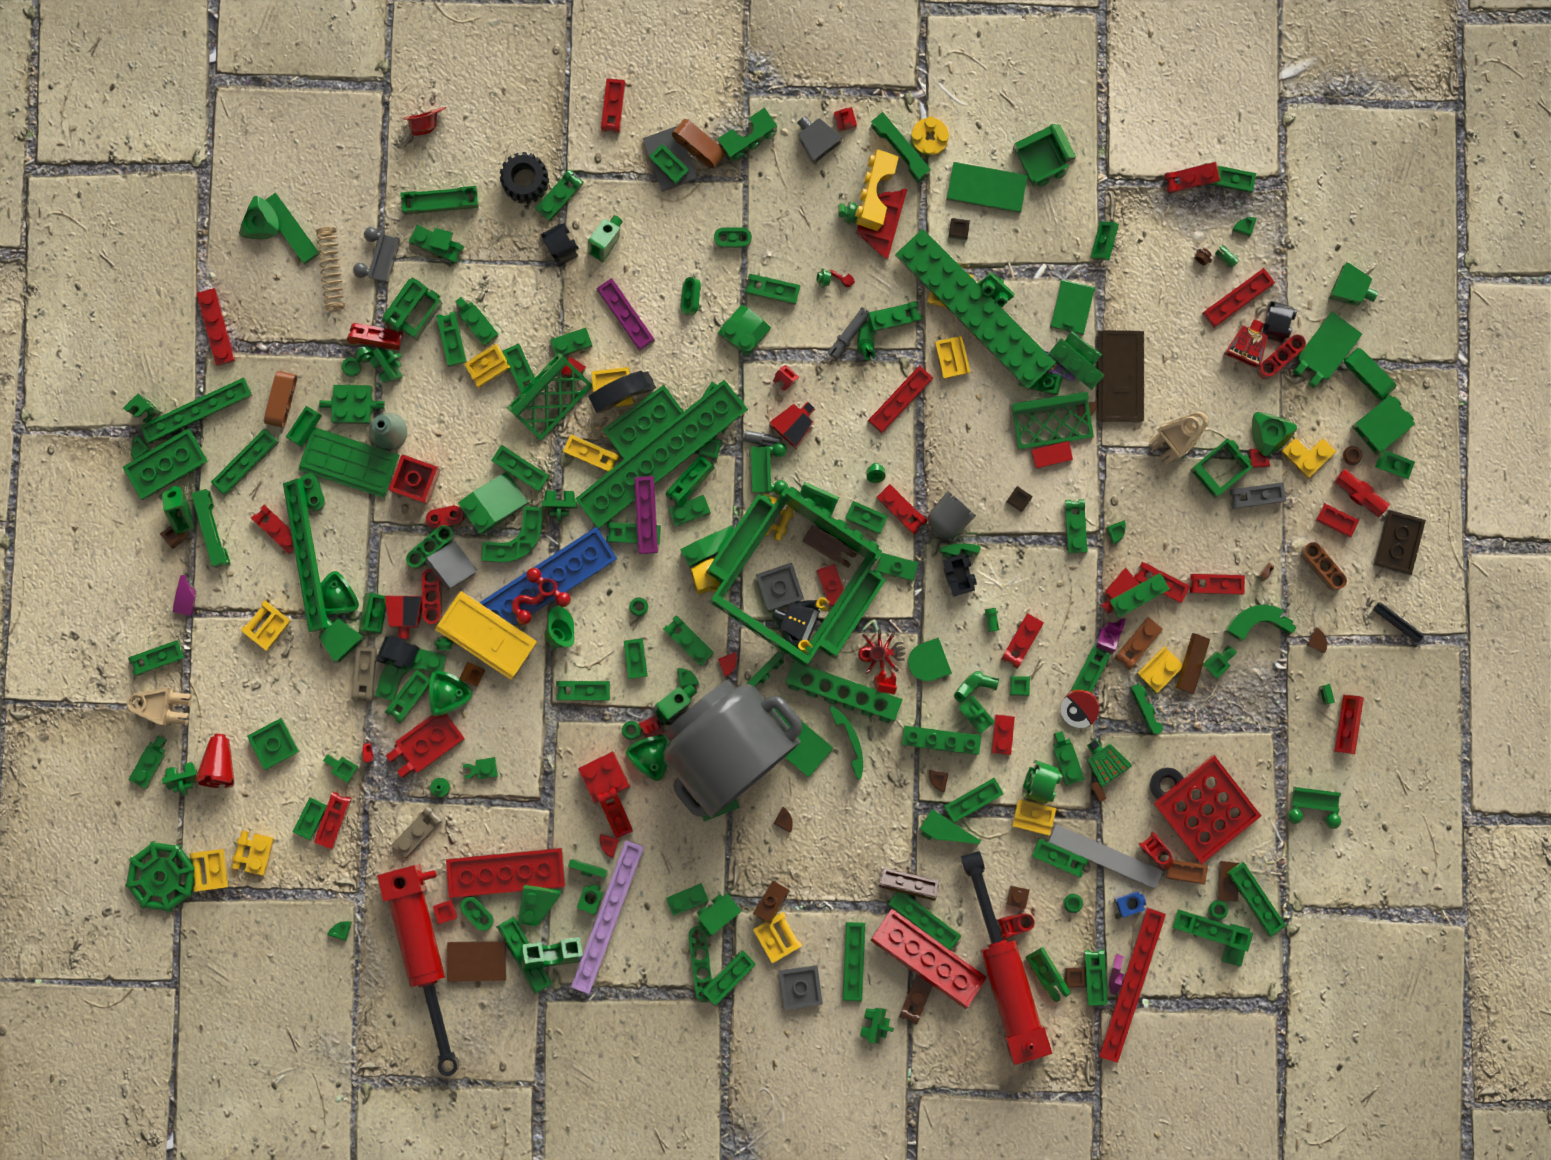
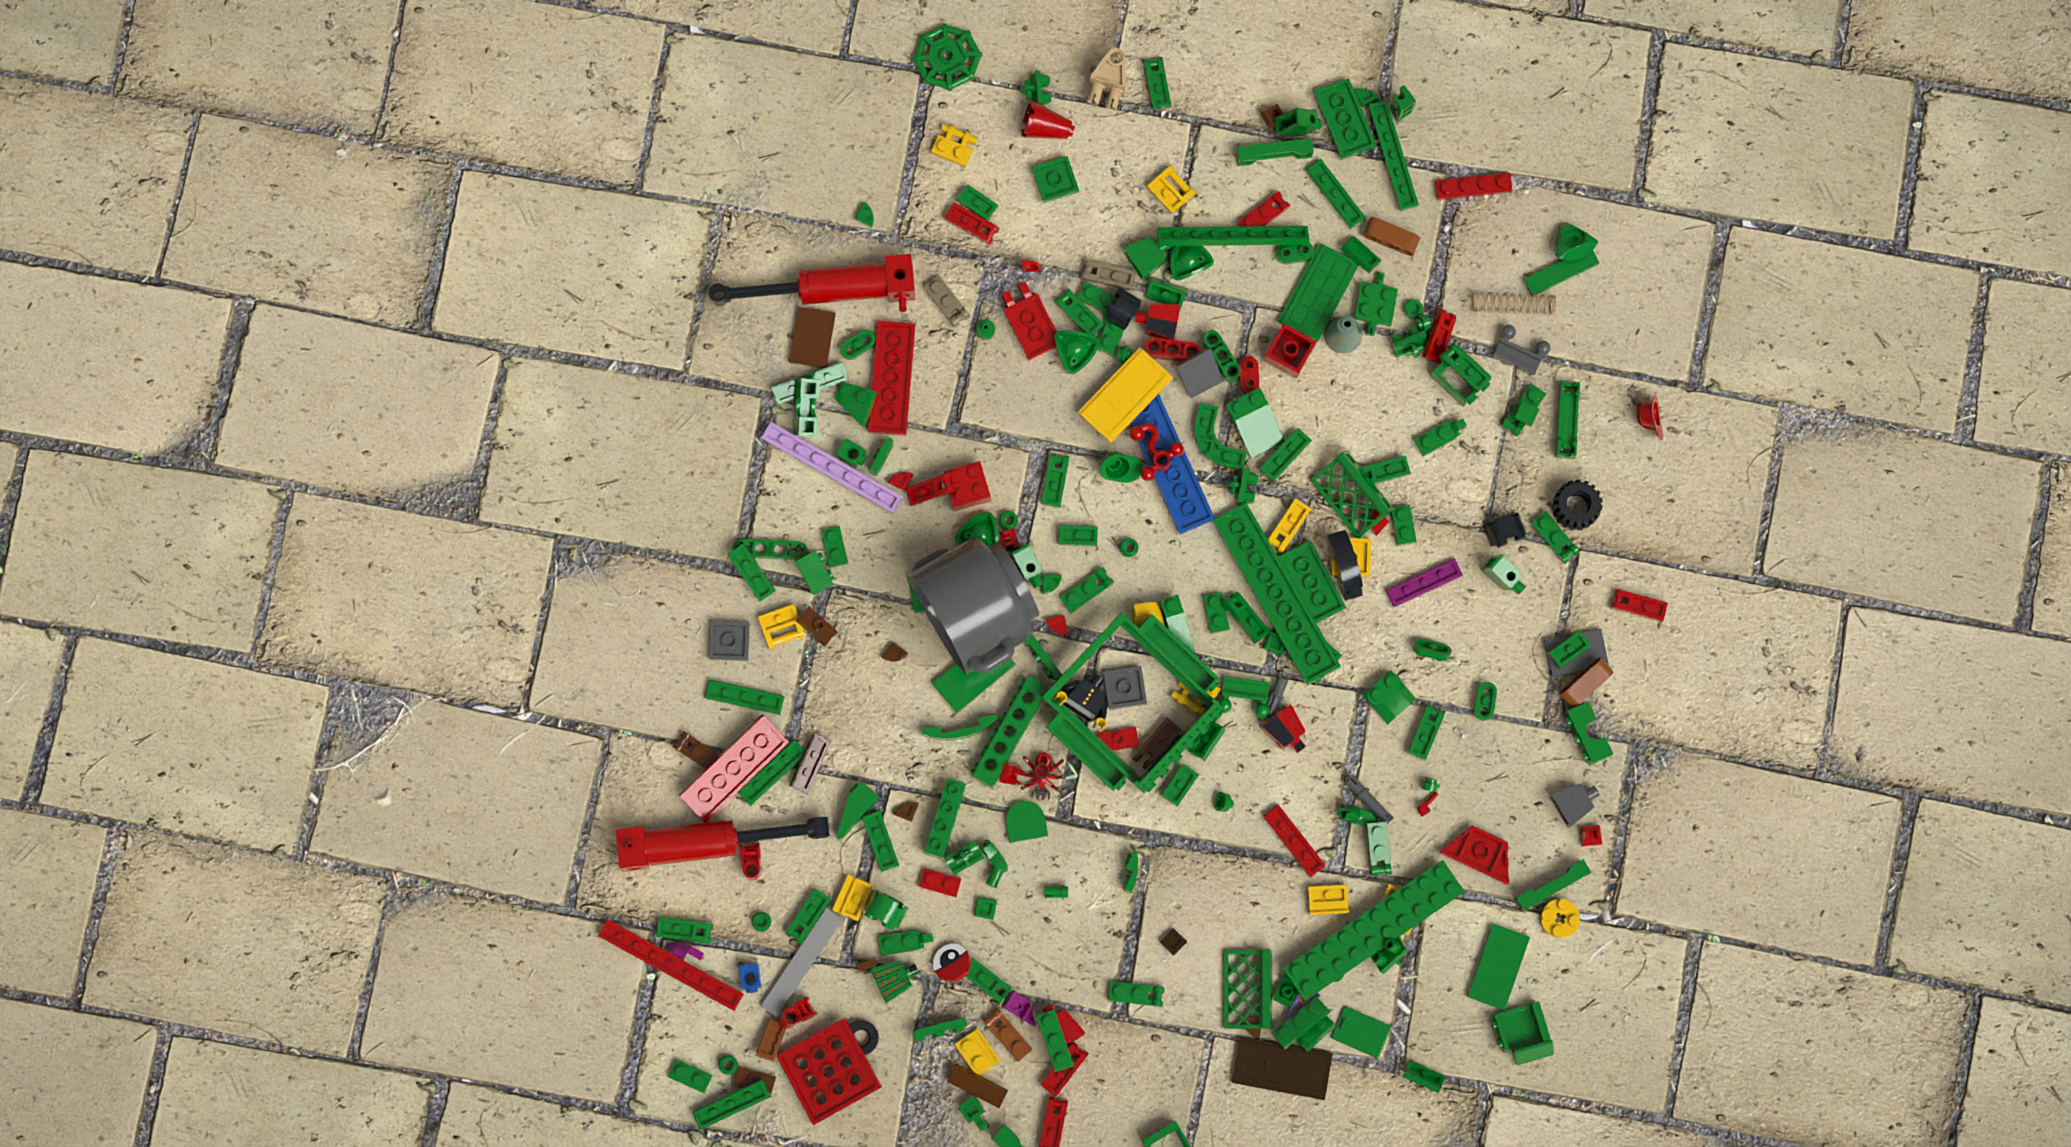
camera: 95 degrees right, 5 degrees down
(149, 763) = (1057, 62): green hinge -> none
(184, 598) = (1211, 117): magenta slope -> none
(215, 869) = (945, 108): yellow plate -> none
(343, 768) = (1020, 240): green plate -> none
(445, 911) = (865, 315): red plate -> none
(451, 339) = (1425, 409): green plate -> none
(472, 674) = (1090, 376): reddish brown plate -> none
(484, 768) = (996, 375): green plate -> none
(487, 365) = (1393, 439): yellow plate -> none
(629, 533) = (1202, 555): green plate -> none
(646, 515) = (1217, 568): magenta tile -> none
(787, 376) = (1335, 730): red tile -> none
(848, 212) = (1492, 823): green piece -> none
(871, 210) = (1532, 861): yellow arch -> none
(879, 1026) = (678, 709): green hips -> none
(897, 566) = (1125, 807): green plate -> none
(901, 508) = (1183, 821): red plate -> none
(949, 517) = (1166, 866): dark grey cylinder -> none
(958, 574) = (1106, 866): black cylinder -> none
(959, 228) = (1460, 931): dark brown tile -> none
(1017, 897) = (777, 868): reddish brown plate -> none
(1022, 640) = (1030, 919): red plate -> none
(1047, 974) = (696, 883): green hinge -> none
(1052, 455) = (1212, 983): red tile -> none
(1075, 977) = (688, 910): reddish brown tile -> none
(1116, 531) = (1123, 1034): green tile -> none
(1179, 435) = (1210, 1114): tan piece -> none
(1213, 930) = (709, 1054): green slope -> none

